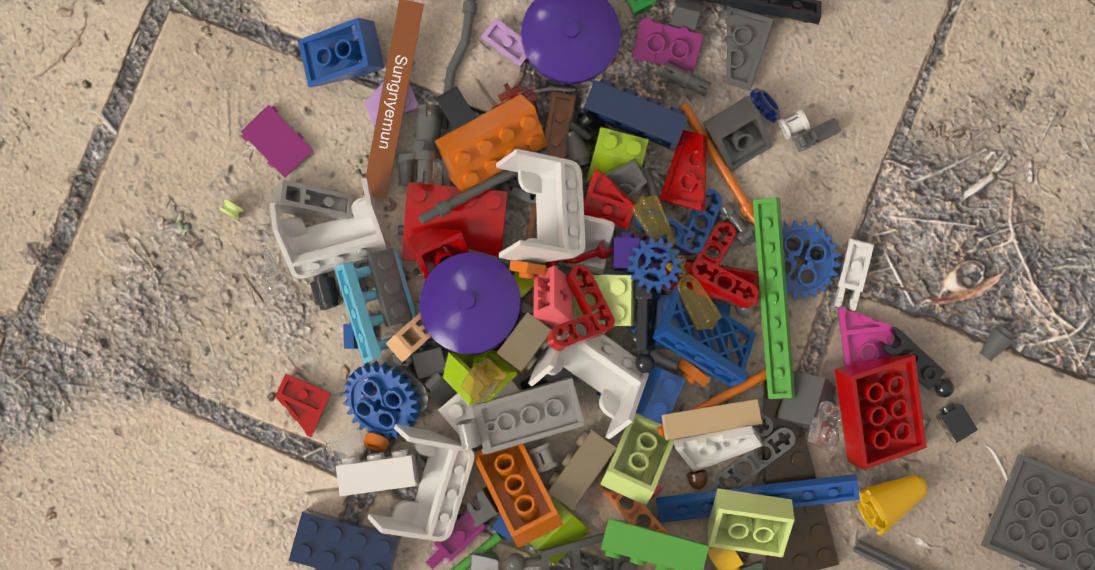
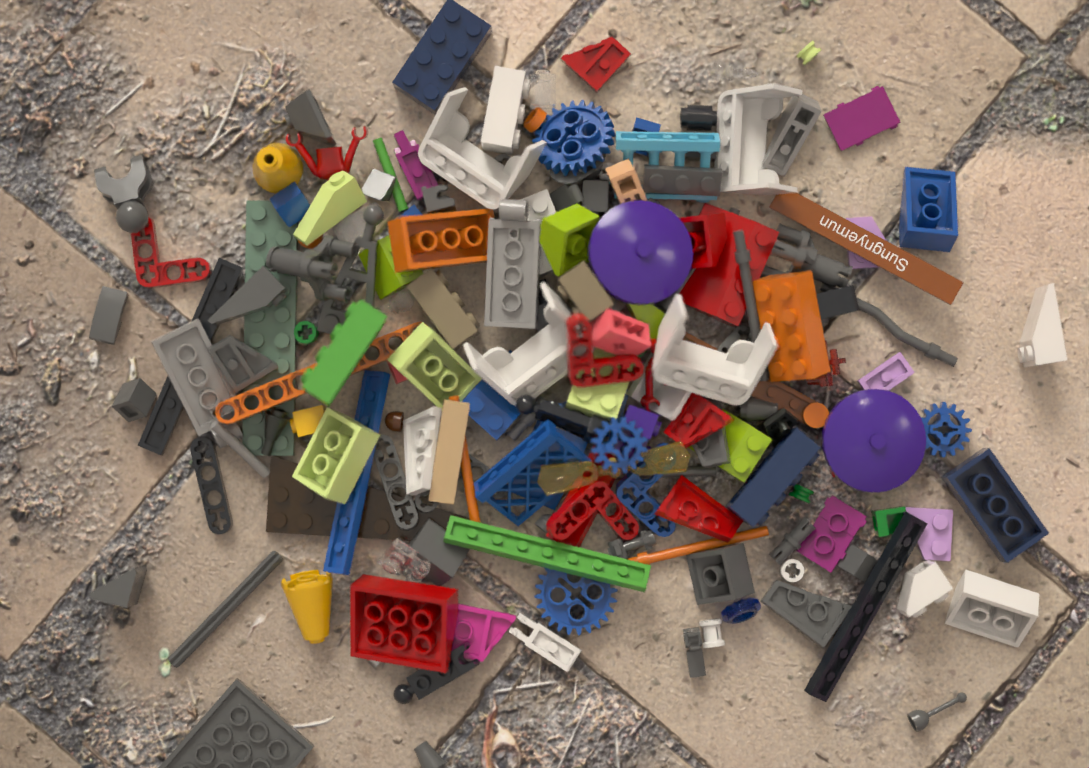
camera: 110 degrees right, 0 degrees up
(483, 381) = (561, 238): clear yellow panel -> none
(526, 269) = (655, 318): orange plate -> none
(543, 457) = (465, 277): white bush -> none
(564, 95) = (815, 415): none -> orange tile
(640, 84) = (801, 493): none -> green bush
(692, 374) = (498, 449): orange plate -> none
(718, 75) = (798, 565): none -> white bush
(956, 422) = (366, 694): black brick -> none

